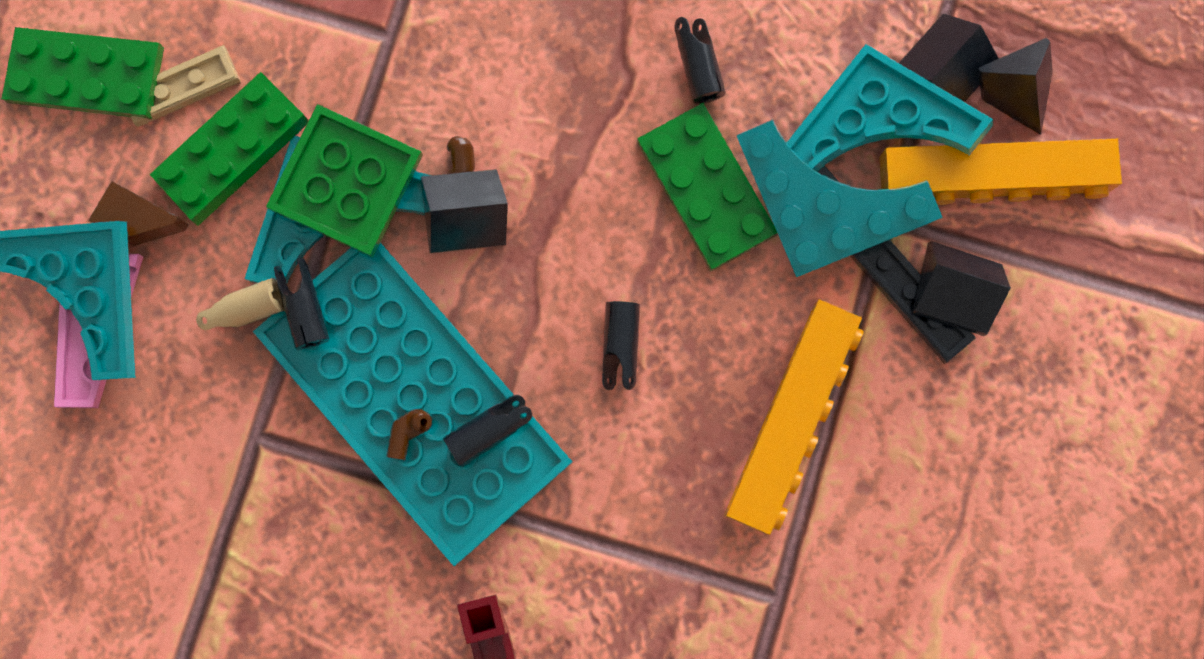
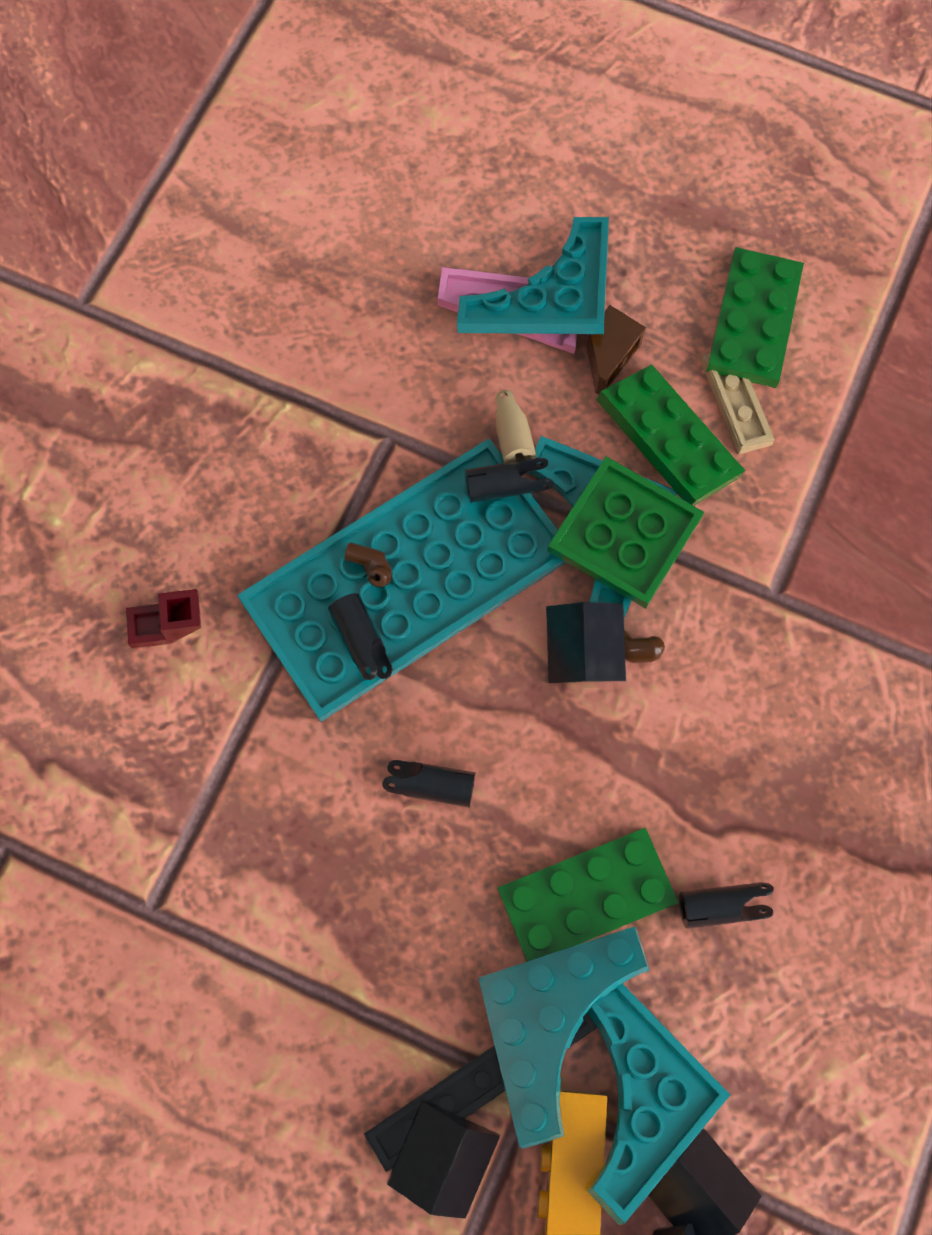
camera: 90 degrees right, 10 degrees down
(793, 416) = (330, 951): light orange brick -> none

